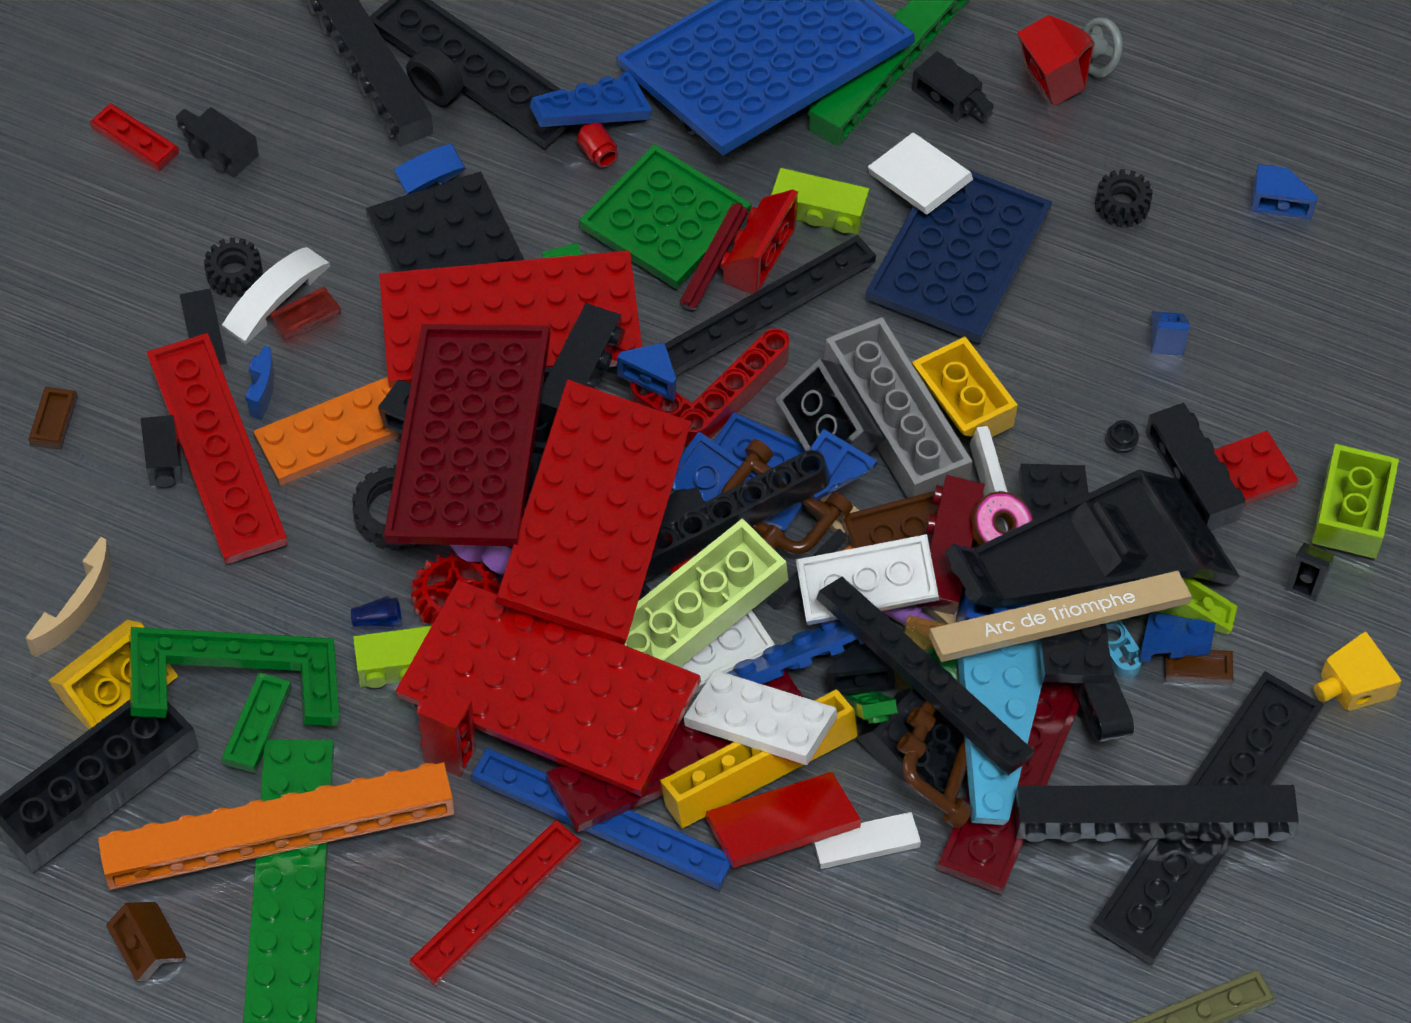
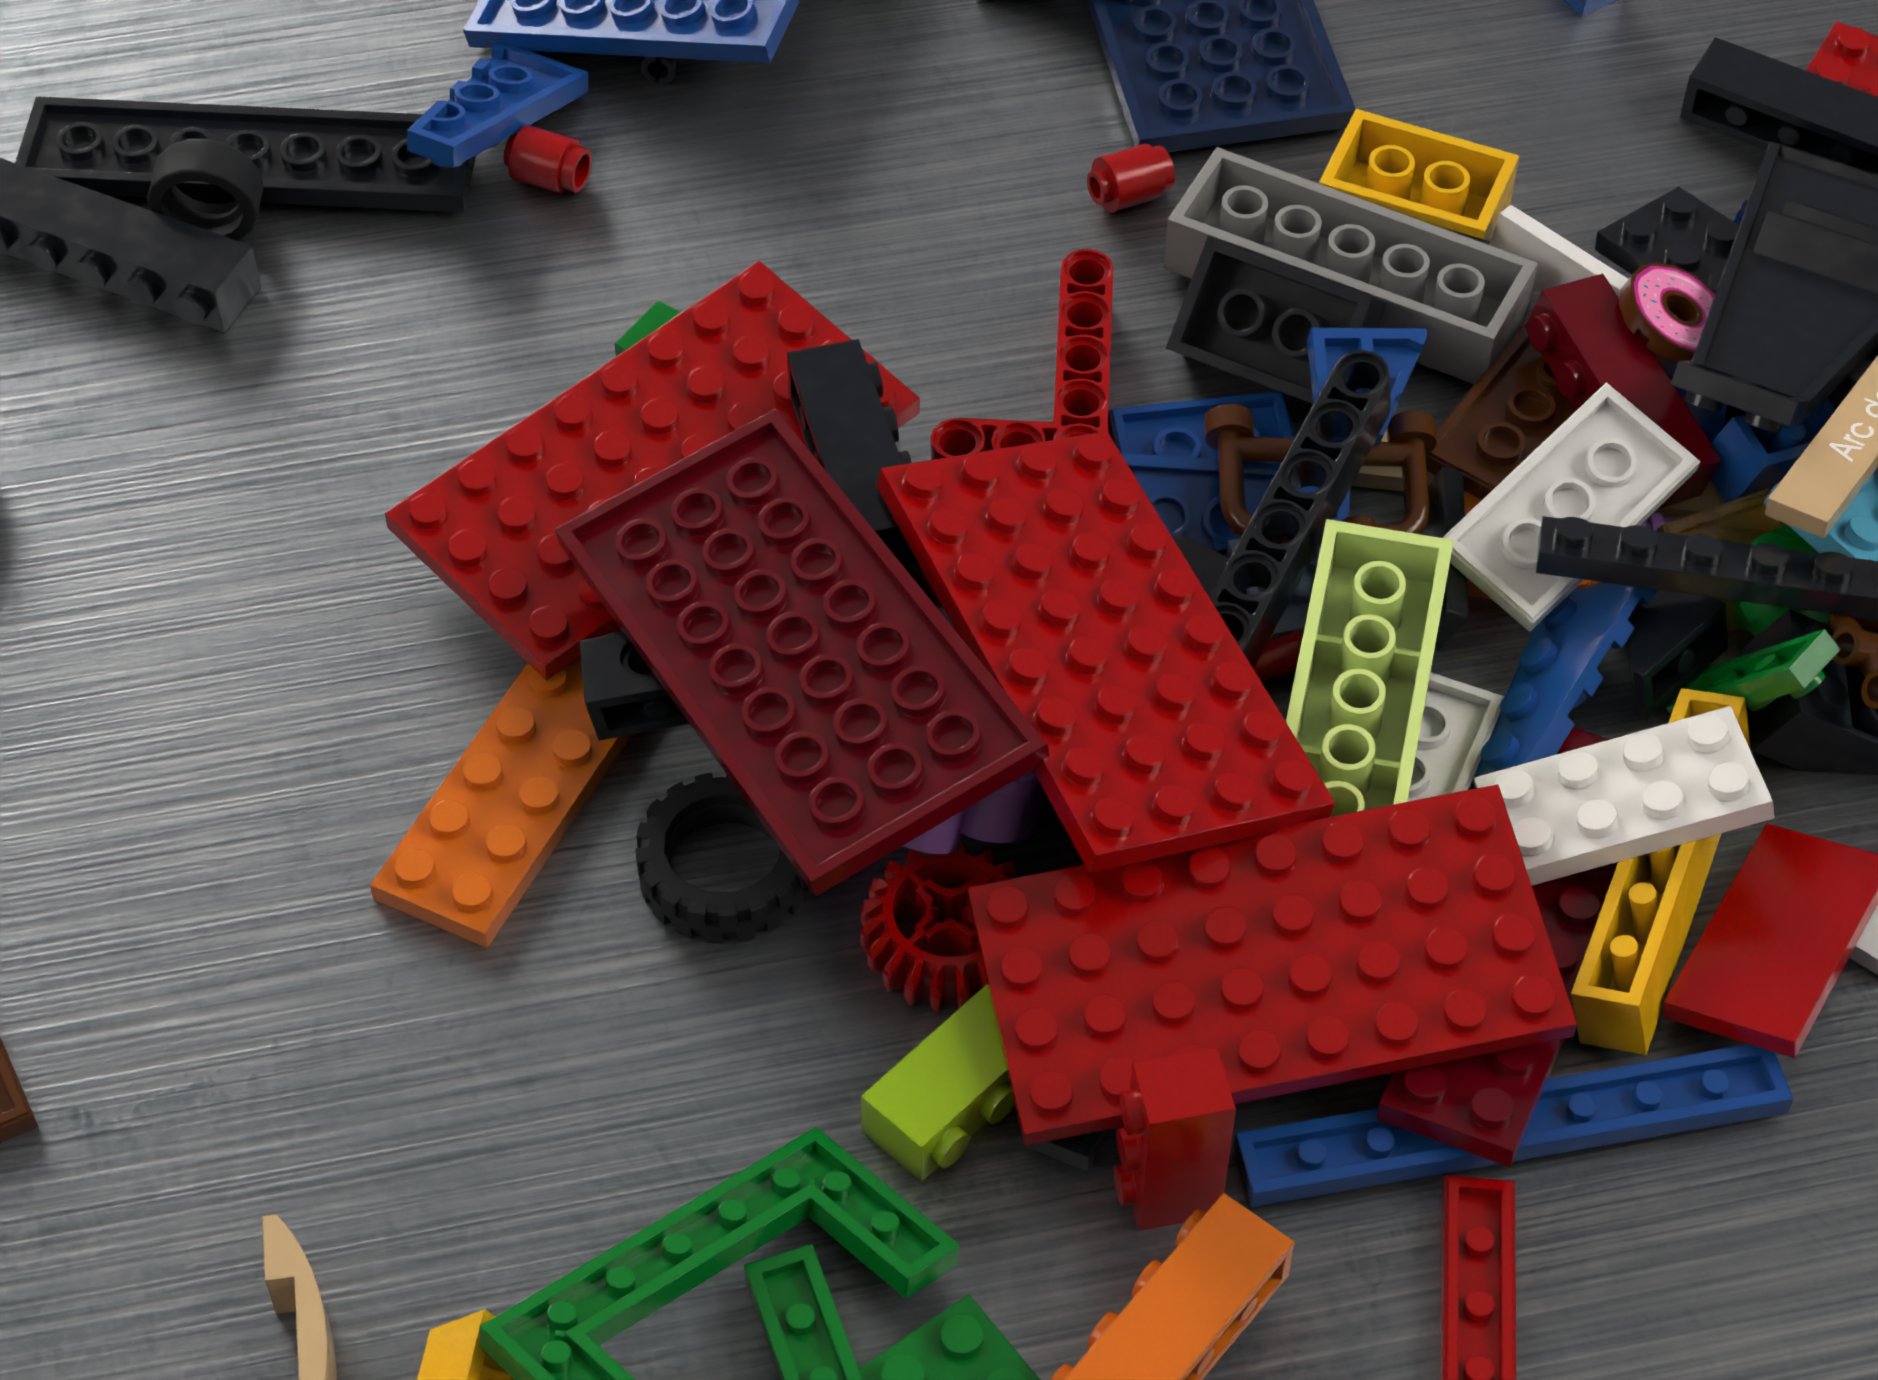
camera: 35 degrees left, 5 degrees down
(162, 450) = (247, 1006): black slope -> none
(202, 319) = (139, 784): black tile -> none
(217, 449) = (335, 950): red plate -> none
(232, 253) = (112, 680): black tyre -> none
(262, 384) = (317, 798): blue slope -> none
(272, 289) = (207, 659): white slope -> none
(305, 314) = (296, 654): clear red plate -> none
(378, 613) = (852, 1039): clear blue cone -> none
(430, 167) = (310, 331): blue slope -> none
(444, 227) = (407, 405): black plate -> none
(649, 368) = (959, 404): blue slope -> none
(661, 215) = (742, 191): green plate -> none
(713, 256) = (876, 214): dark red axle -> none
(761, 242) = (927, 153): red slope -> none
(769, 304) = (1008, 246): black plate -> none
(825, 200) = (951, 62): lime brick -> none
(846, 307) = (1130, 177): none -> red brick
(1122, 435) = (1665, 132): black plate -> none

